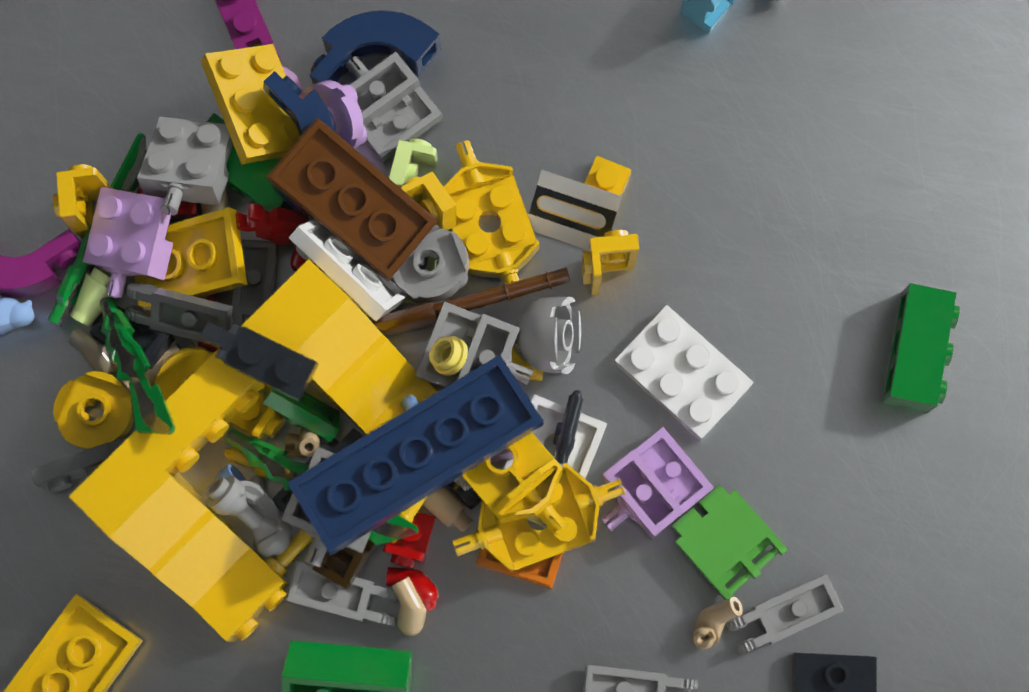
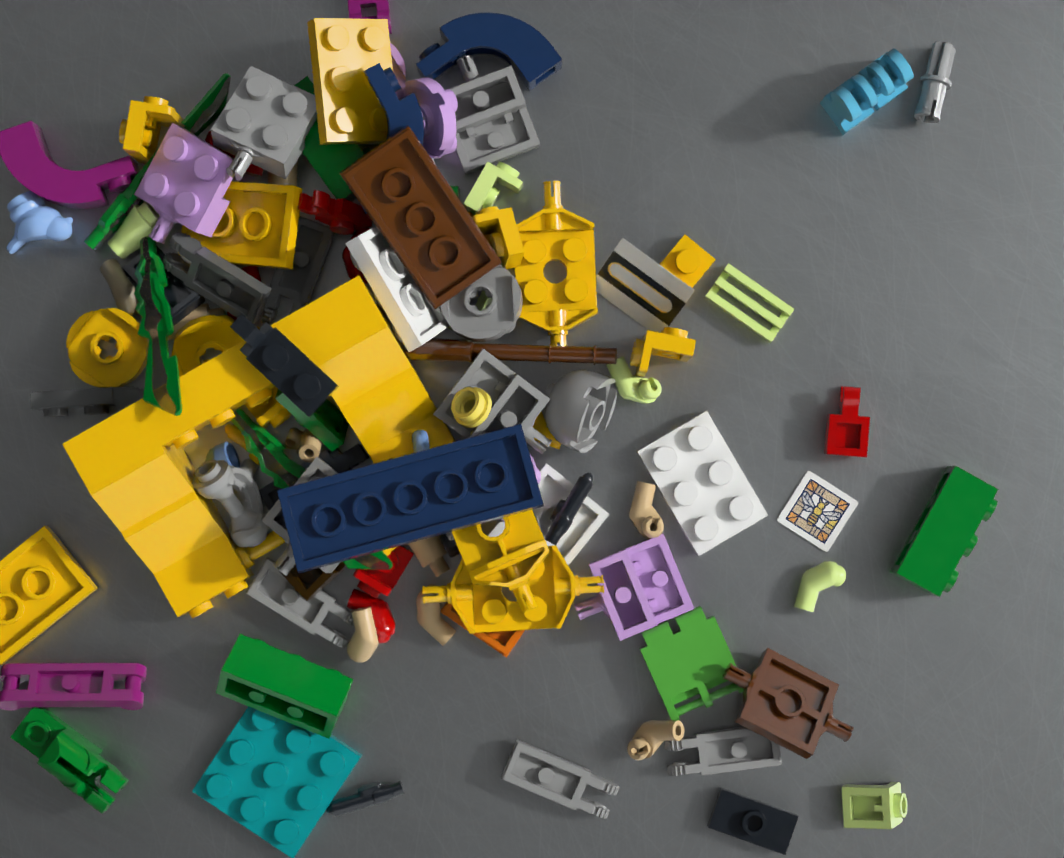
camera: 15 degrees right, 10 degrees up
(468, 573) = (429, 618): none -> tan arm
(592, 305) = (631, 386): none -> yellowish green arm
(637, 415) = (643, 513): none -> tan arm
(677, 186) = (778, 322): none -> yellowish green tile
(797, 367) = (817, 511): none -> sticker
(800, 285) = (847, 432): none -> red plate
(817, 429) = (817, 579): none -> yellowish green arm
(830, 549) = (787, 703): none -> reddish brown plate
(943, 624) = (873, 806): none -> yellowish green bracket

